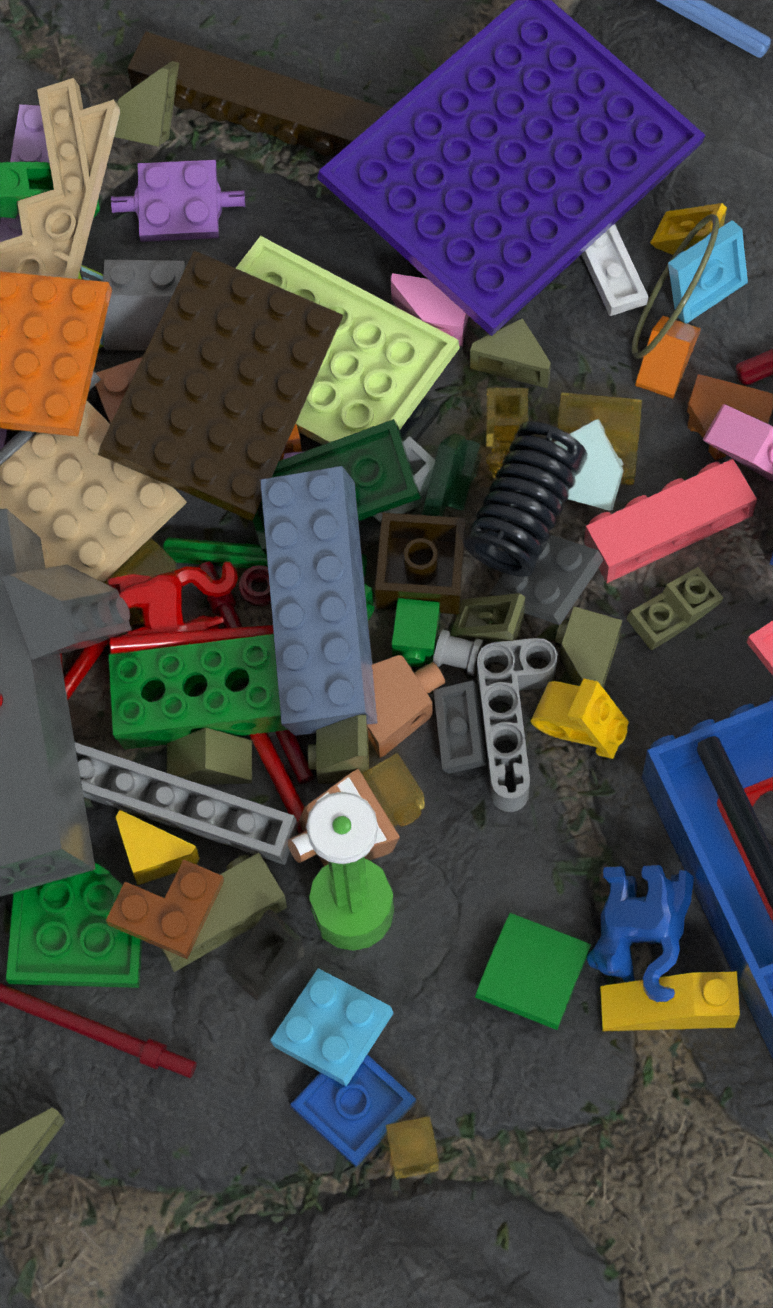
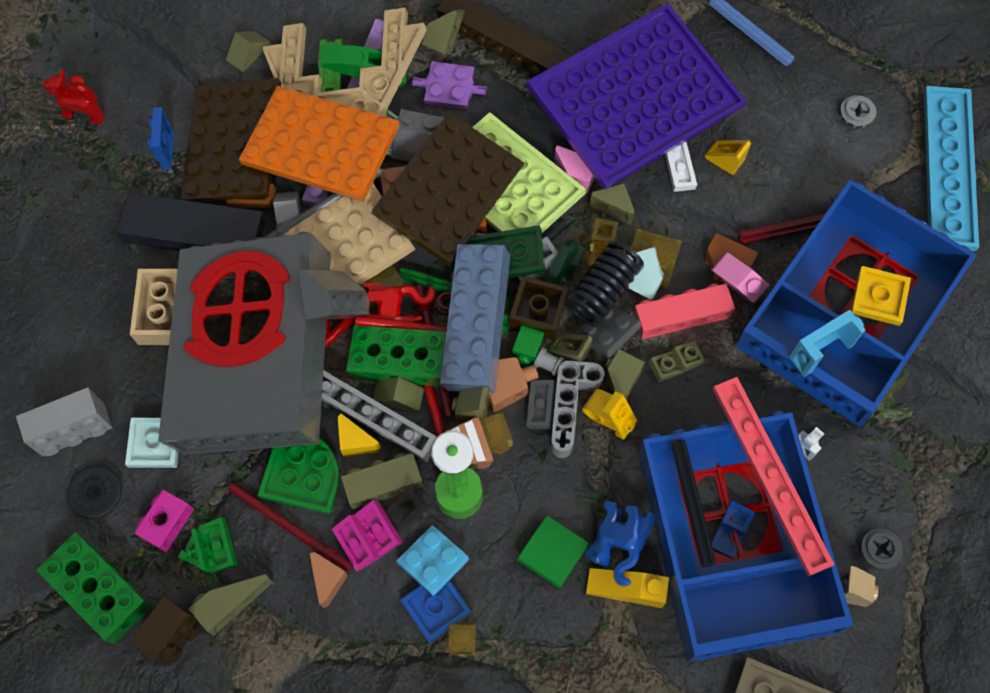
camera: 10 degrees right, 0 degrees up
(159, 1092) = (327, 578): none -> nougat slope
(168, 921) = (355, 481): dark orange plate -> none
(209, 1008) = (367, 535): none -> dark pink slope
(666, 363) = (700, 219): orange slope -> none
(682, 303) = (718, 185): olive piece -> none
(721, 277) = (733, 177): medium azure plate -> none

